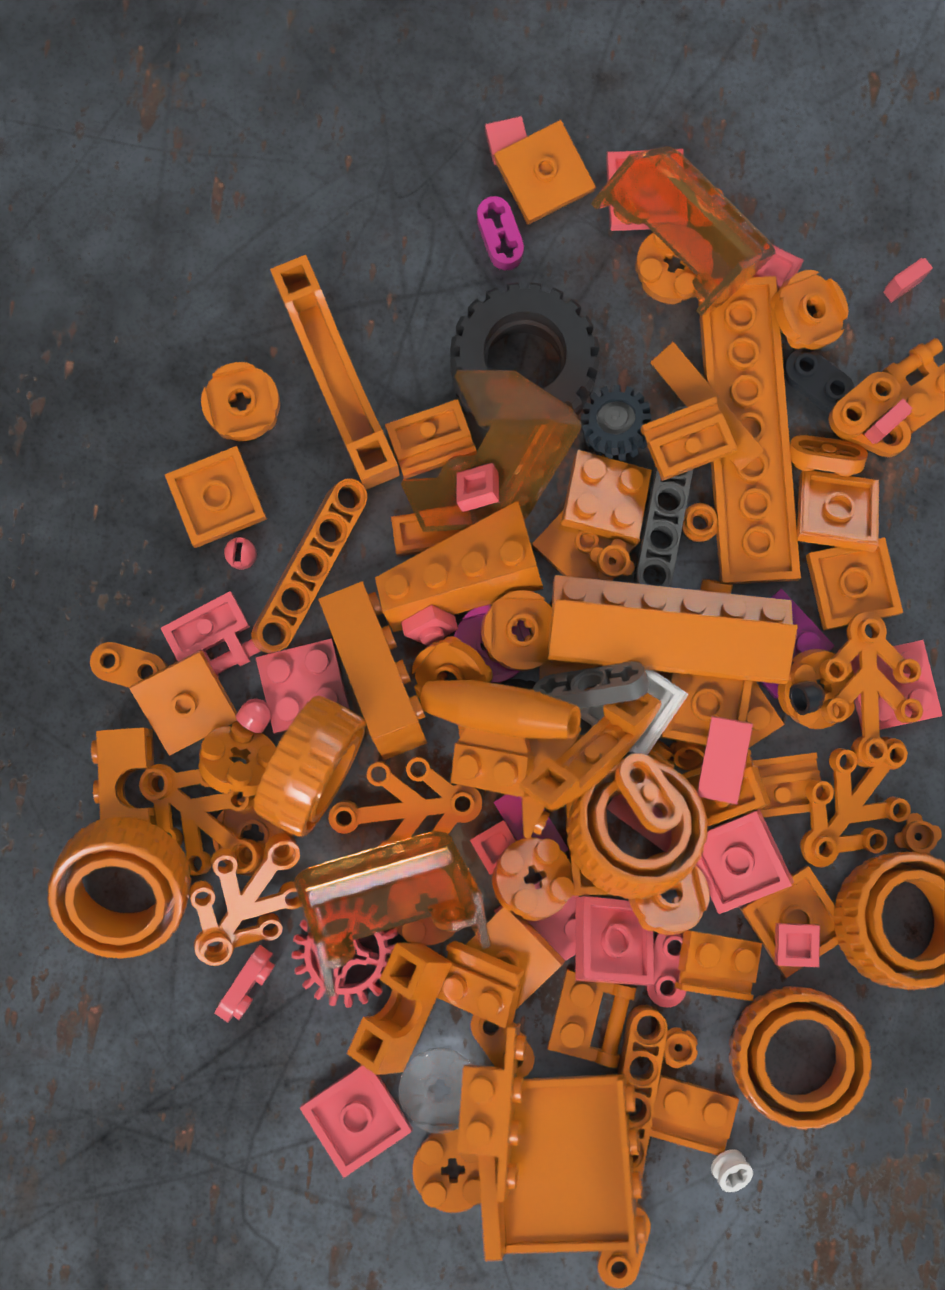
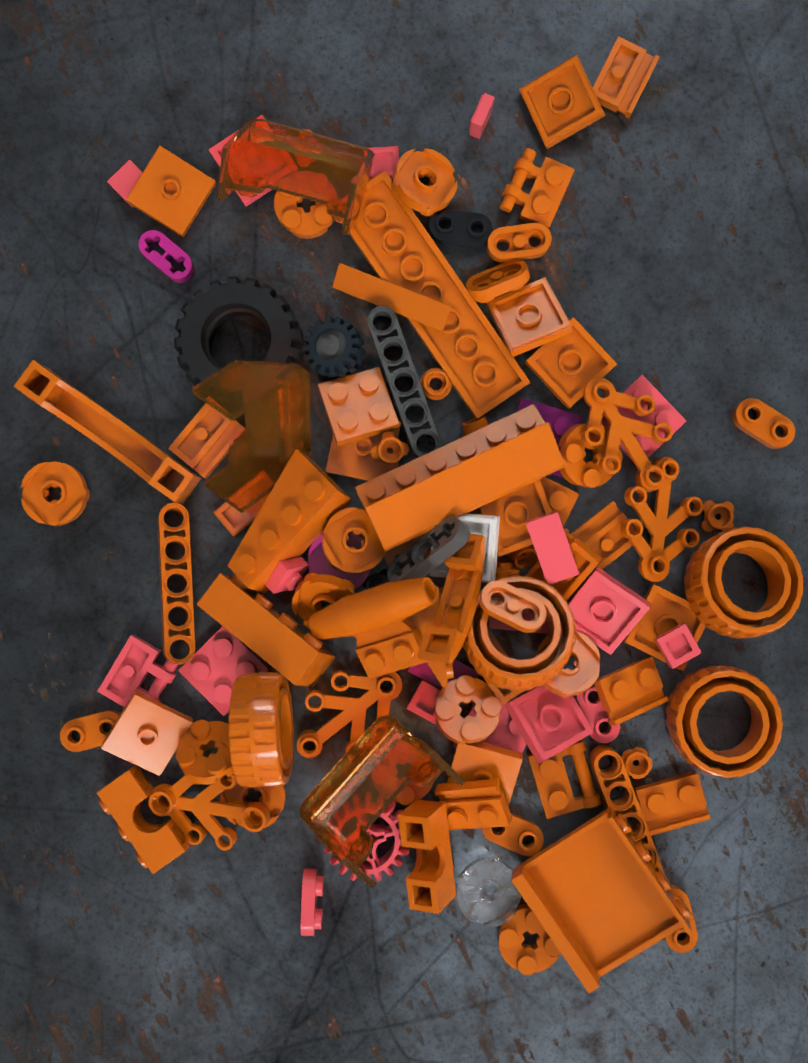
camera: 30 degrees left, 5 degrees up
(129, 845) = (172, 861): orange tyre -> none
(215, 497) = (78, 573): orange plate -> none
(243, 904) = (275, 850): orange plant -> none
(248, 553) = (127, 600): coral hinge -> none
(254, 715) = (202, 712): coral hinge -> none
(356, 1119) = (443, 947): coral plate -> none
(477, 487) = (261, 455): coral plate -> none
(489, 1110) = (531, 890): orange bracket -> none
(688, 438) = (392, 330): orange plate -> none
(731, 1170) = (721, 825): white bush -> none
(806, 697) = (584, 468): black hinge -> none
(865, 403) = (503, 227): orange plate -> none
(888, 421) = (528, 231): coral tile -> none

